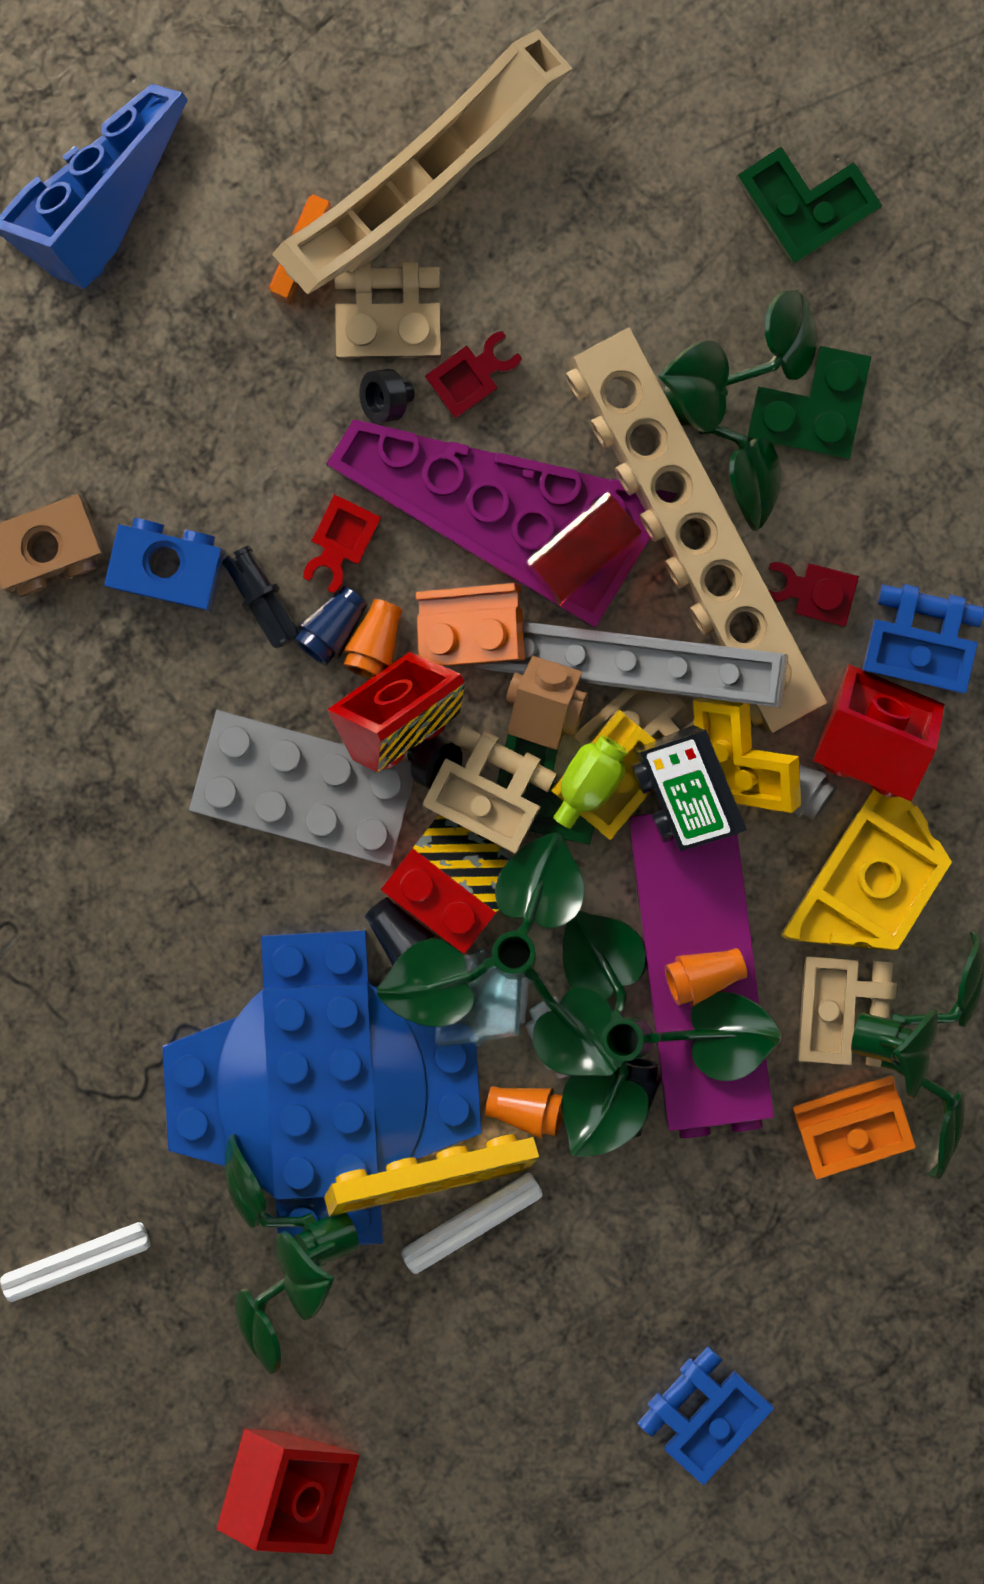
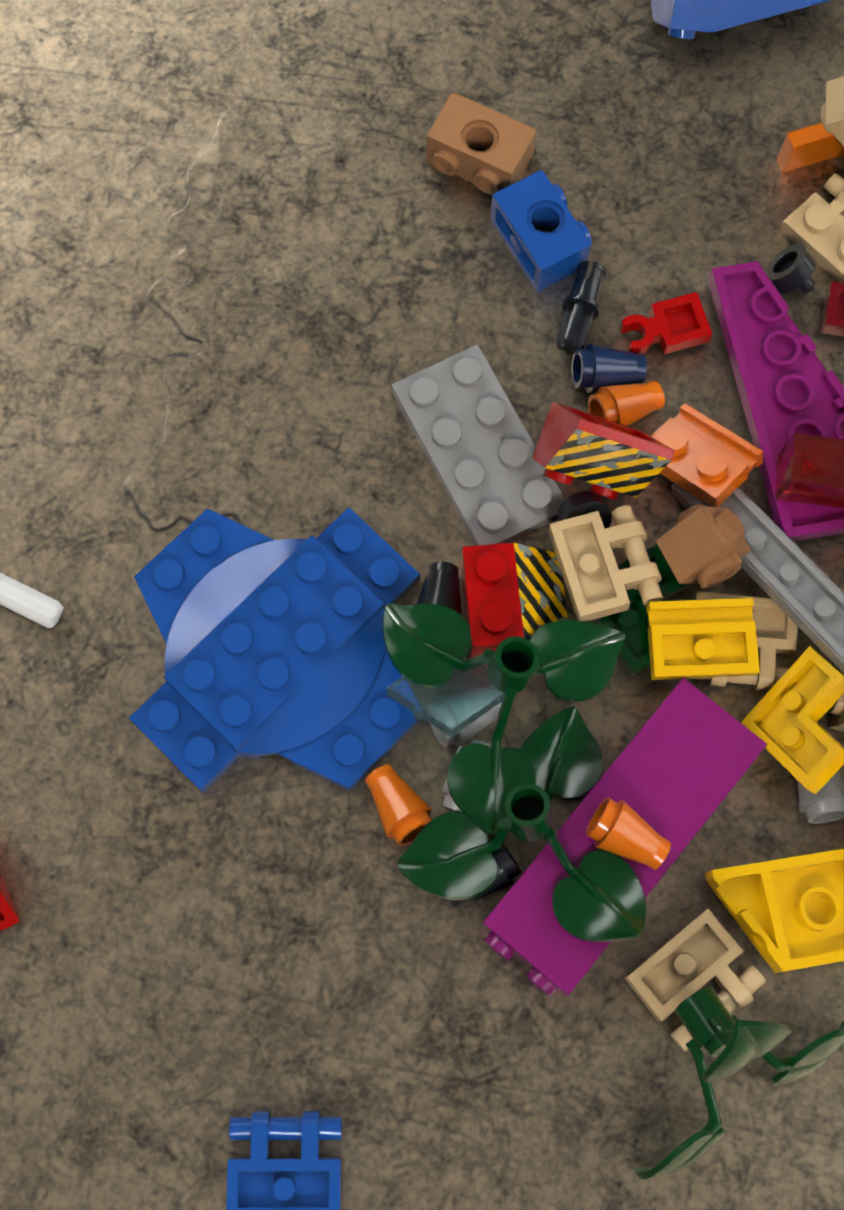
camera: 45 degrees right, 15 degrees down
(298, 1258) = (158, 732): dark green plant -> none
(409, 1179) = (298, 782): yellow plate -> none
(471, 1223) = (274, 843): white axle -> none
(590, 779) = (687, 617): lime plant -> none
(688, 789) = (755, 688): slope -> none
(853, 1126) = (616, 1071): orange plate -> none

